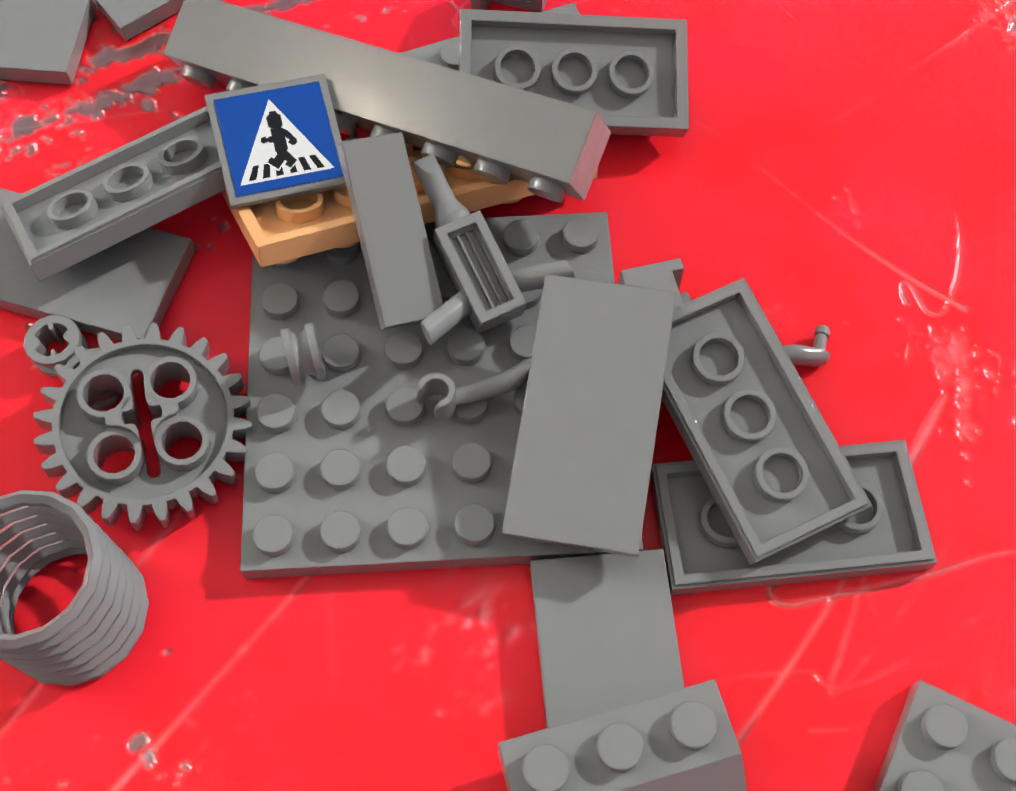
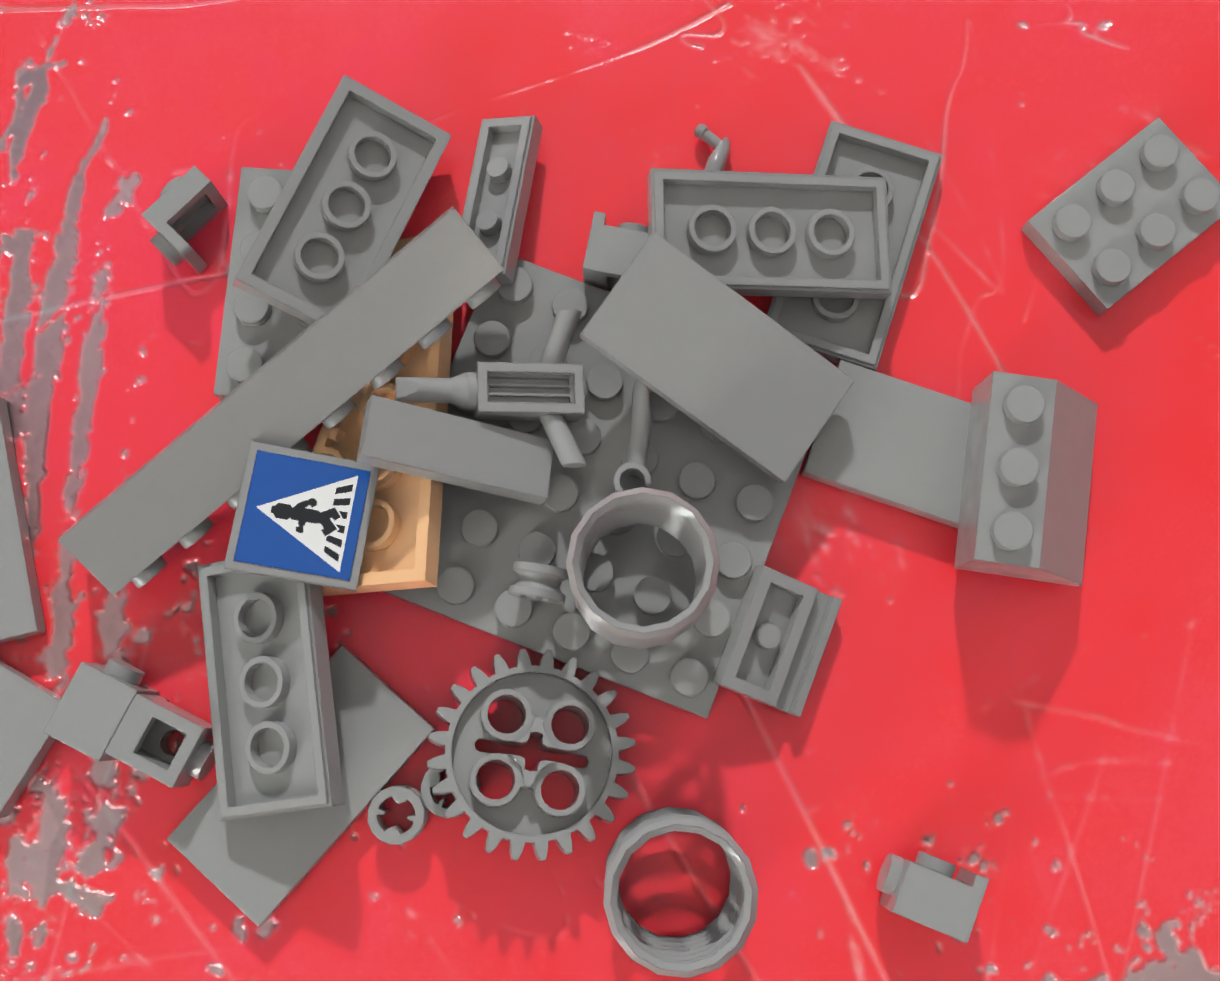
camera: 65 degrees left, 15 degrees up
(50, 150) = (144, 739): none -> light grey brick
(68, 93) = (95, 706): none -> light grey brick
(284, 385) = (652, 509): none -> light grey piece
(344, 606) = (777, 641): none -> light grey plate
(657, 189) = (502, 186): none -> light grey tile

